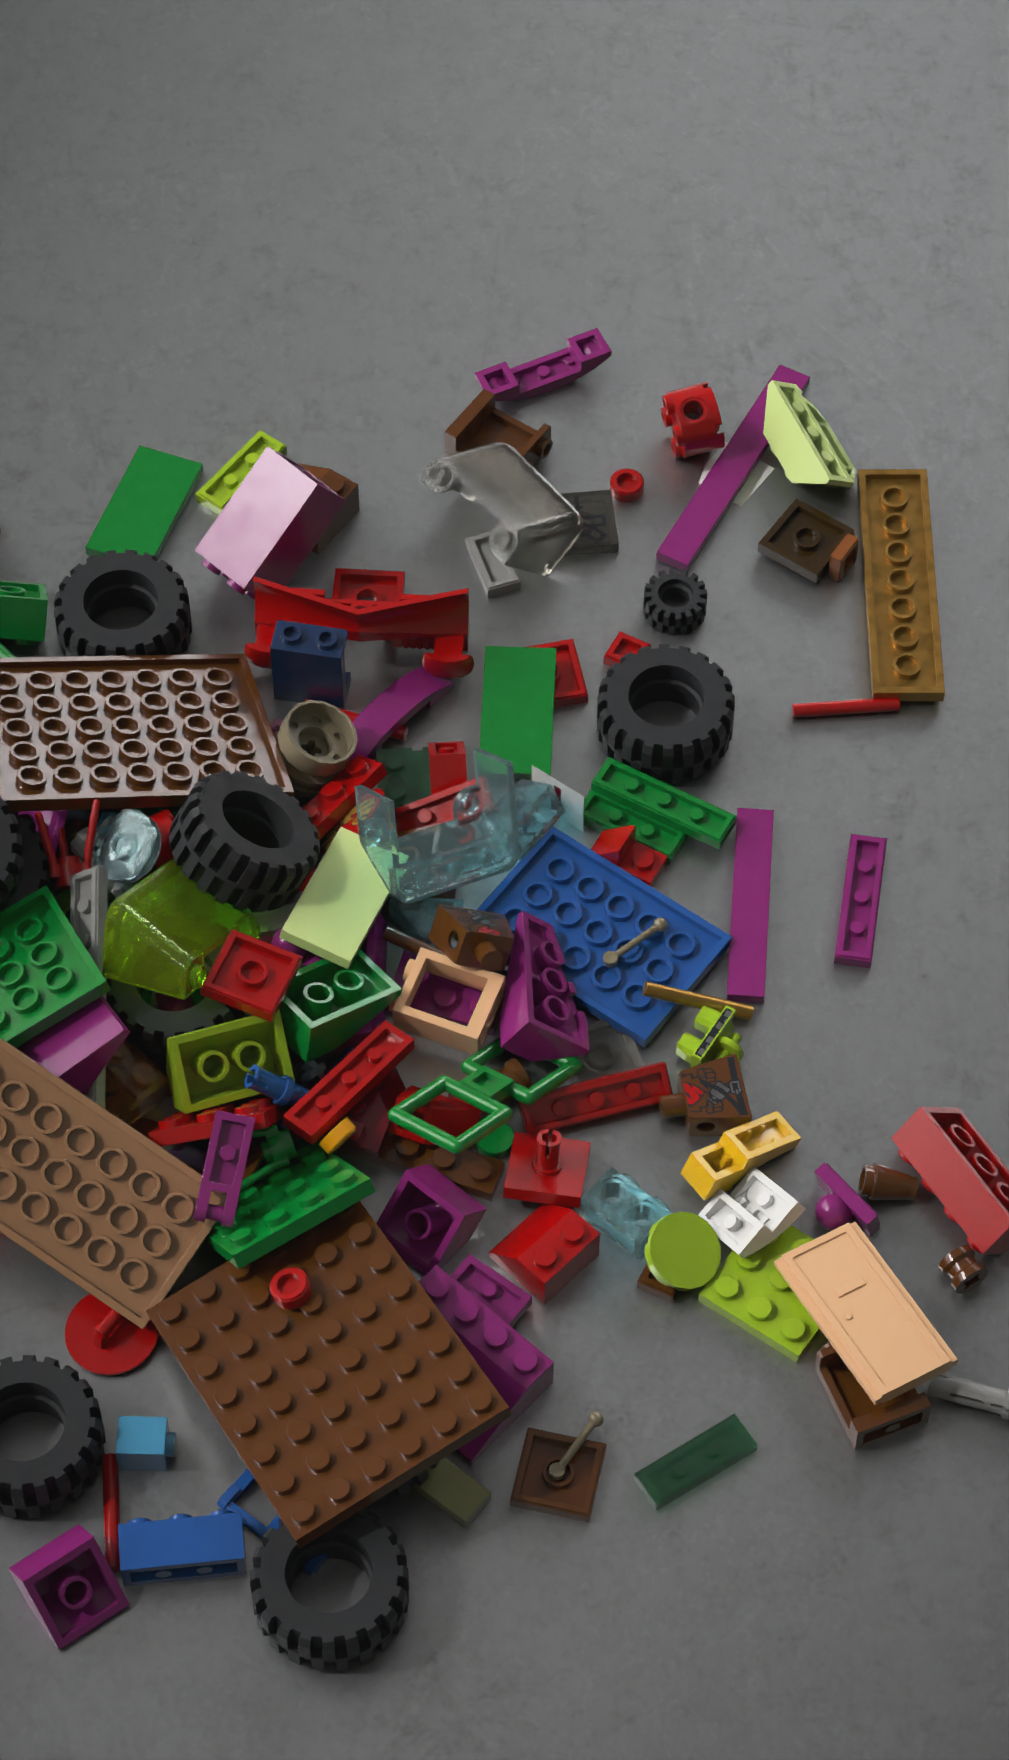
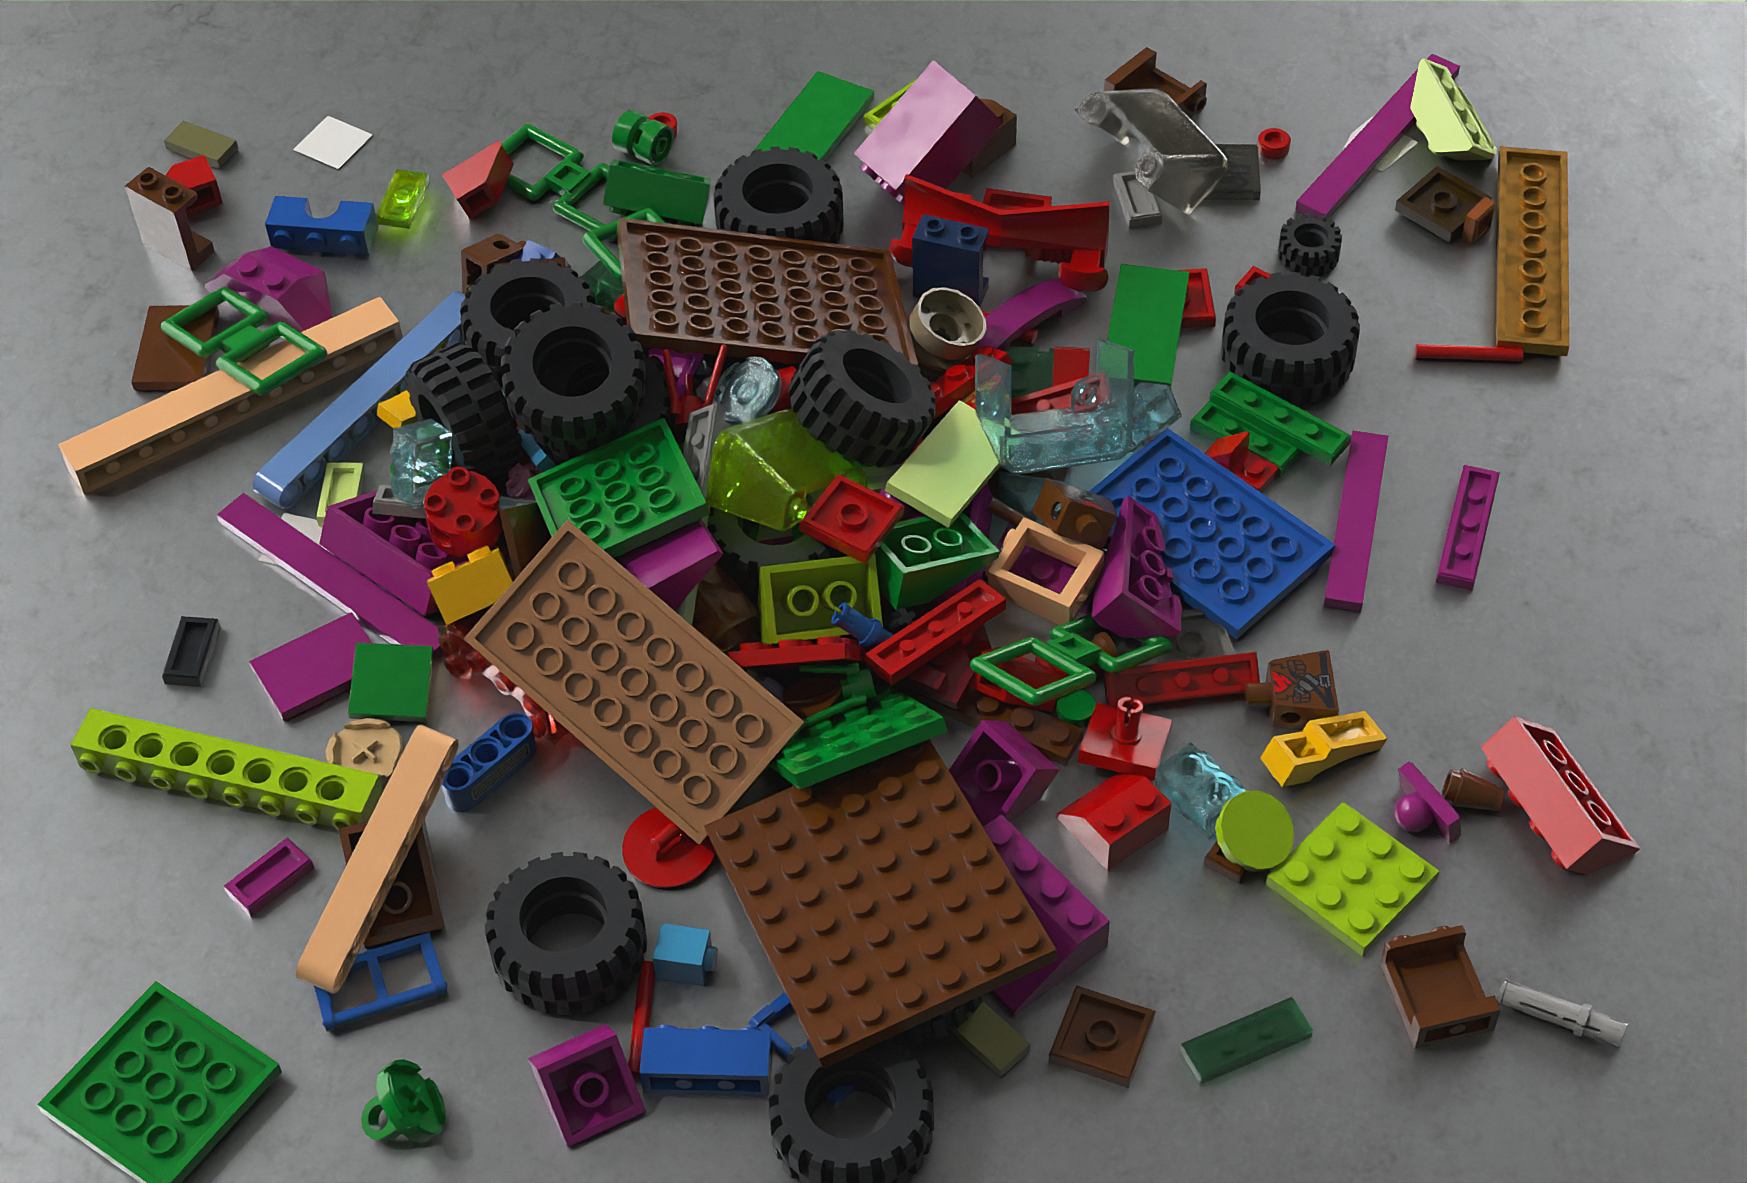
camera: 10 degrees right, 5 degrees down
(224, 1167) = (798, 690): magenta plate -> none
(290, 1288) = (849, 815): red tile -> none
(338, 1136) = (917, 680): light orange tile -> none
(492, 1289) = (1057, 847): magenta plate -> none
(548, 372) = (1211, 43): magenta slope -> none
(557, 1469) = (1101, 1029): dark tan hinge -> none
(570, 799) = (1187, 401): white sticker -> none
(610, 958) = (1212, 551): dark tan hinge -> none
(693, 420) = (1344, 89): red brick -> none
(694, 999) = (1294, 599): pearl gold bar -> none
(716, 1041) = (1311, 633): lime hips -> none
(752, 1213) = (1330, 803): white slope -> none
(865, 1313) = (1440, 911): light nougat piece -> none
(963, 1269) = (1544, 882): reddish brown wheel -> none

